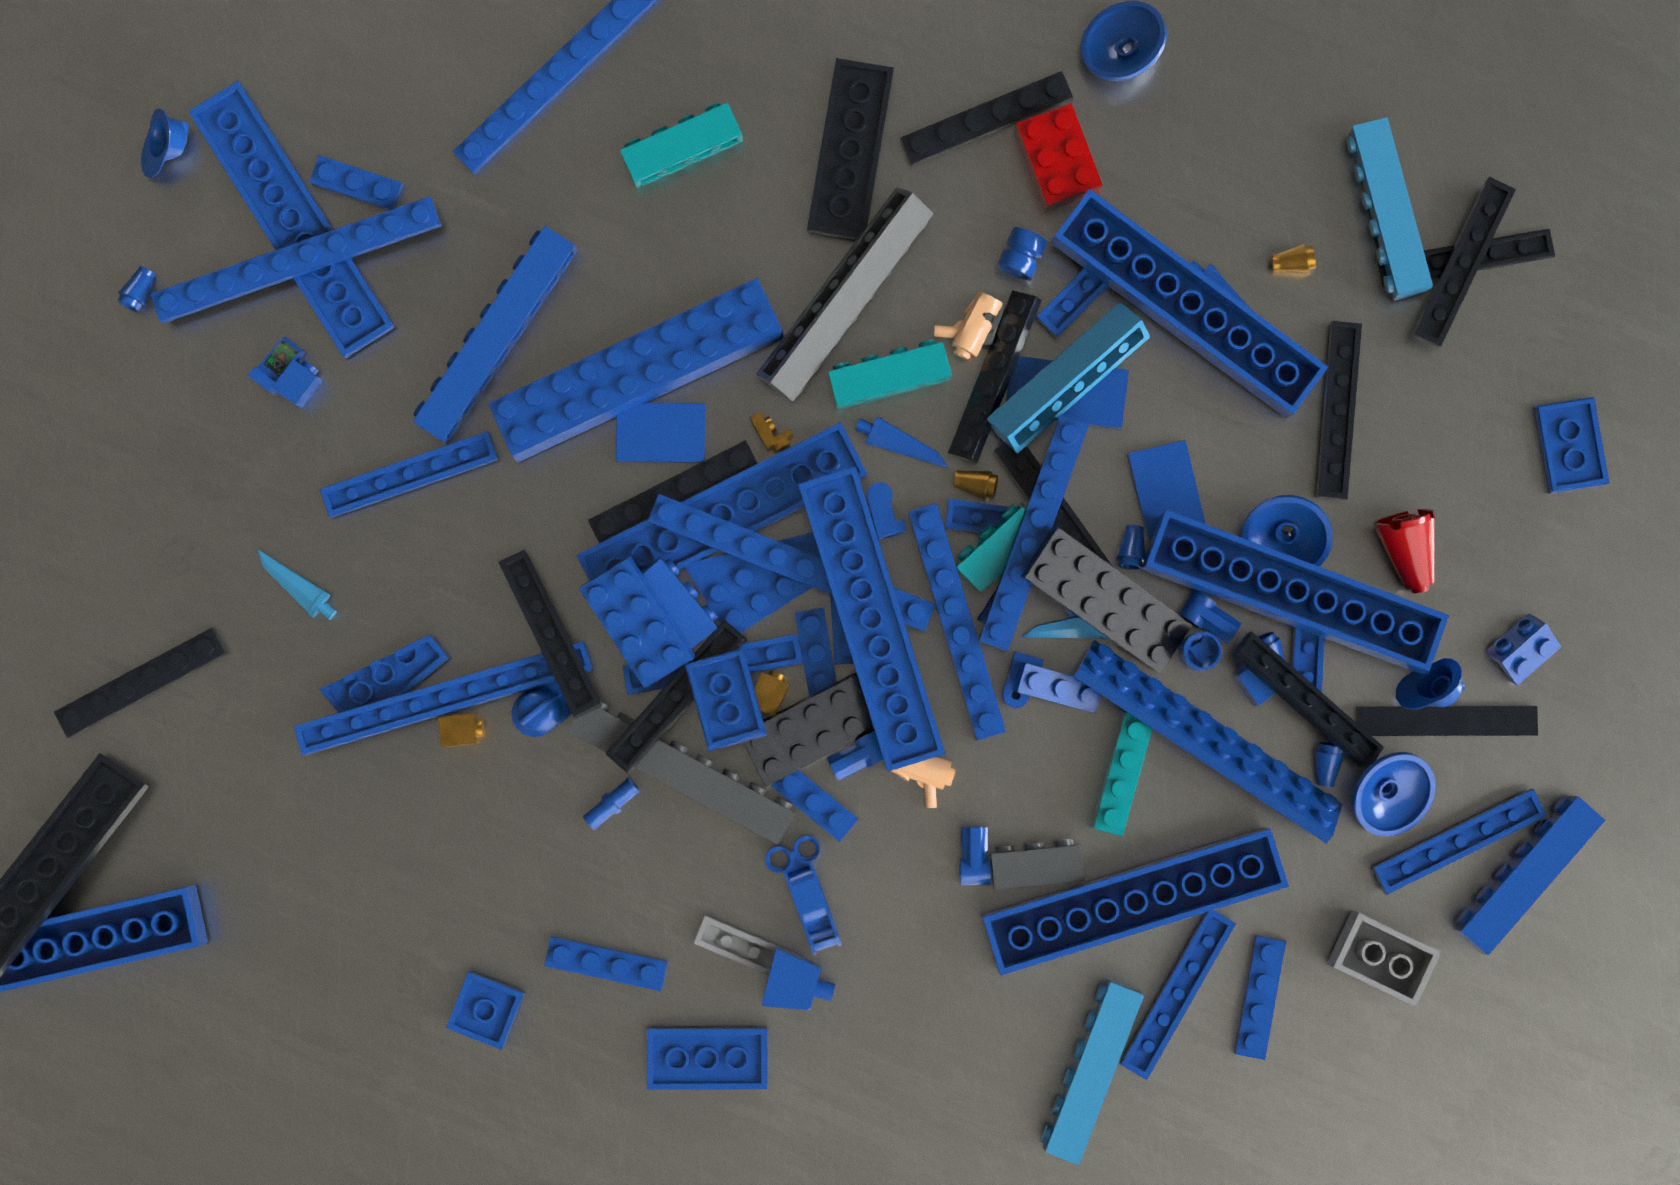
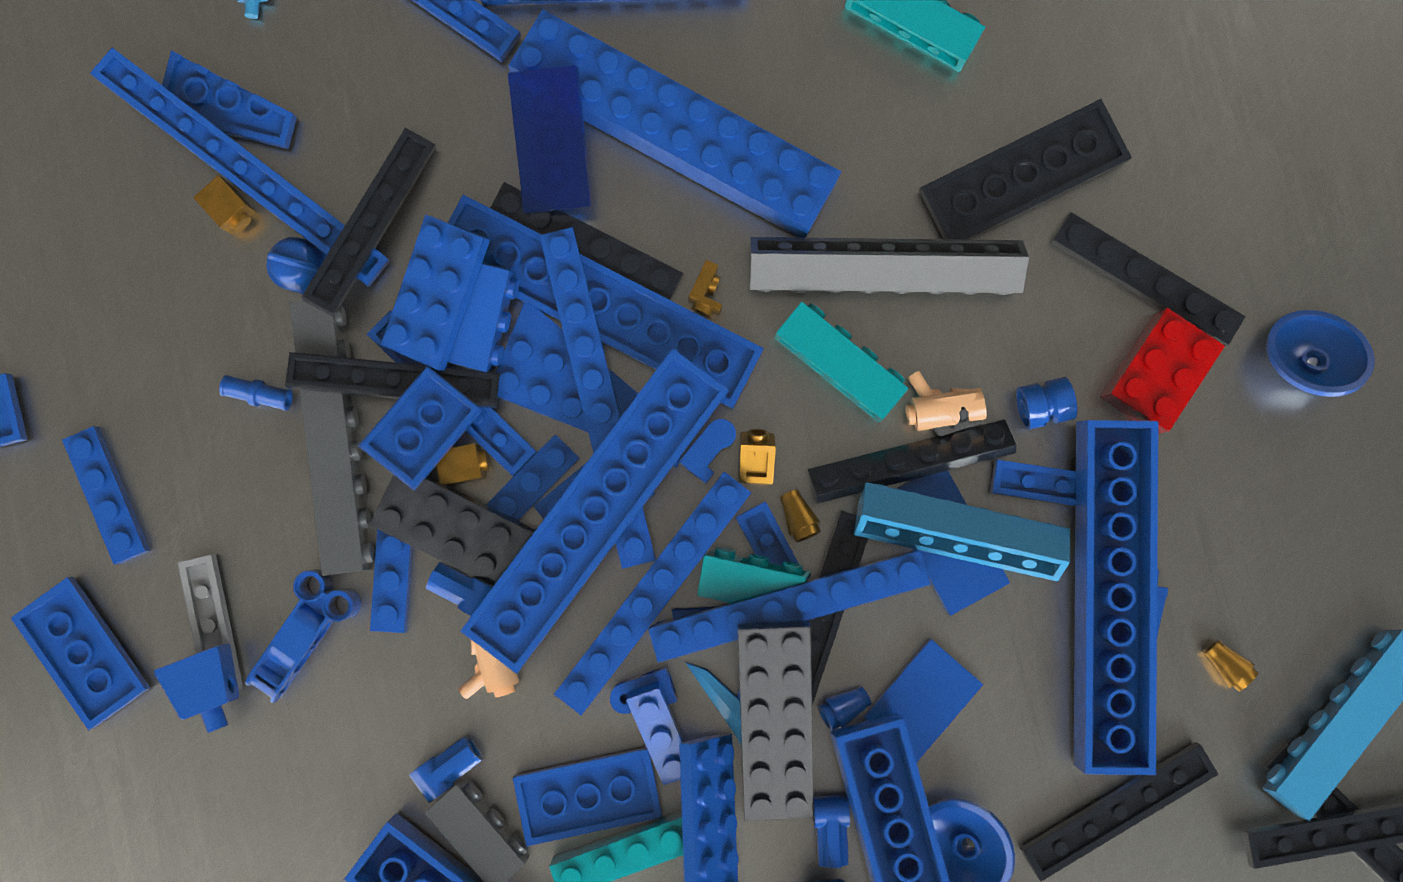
camera: 55 degrees right, 0 degrees up
(587, 464) = (550, 139): none -> clear blue tile
(662, 433) = (635, 193): blue tile -> none
(893, 439) = (783, 408): blue bar -> none
(913, 482) = (757, 456): none -> bracket
(1065, 770) = (587, 796): none -> blue plate
(1200, 651) = (792, 845): blue wheel -> none

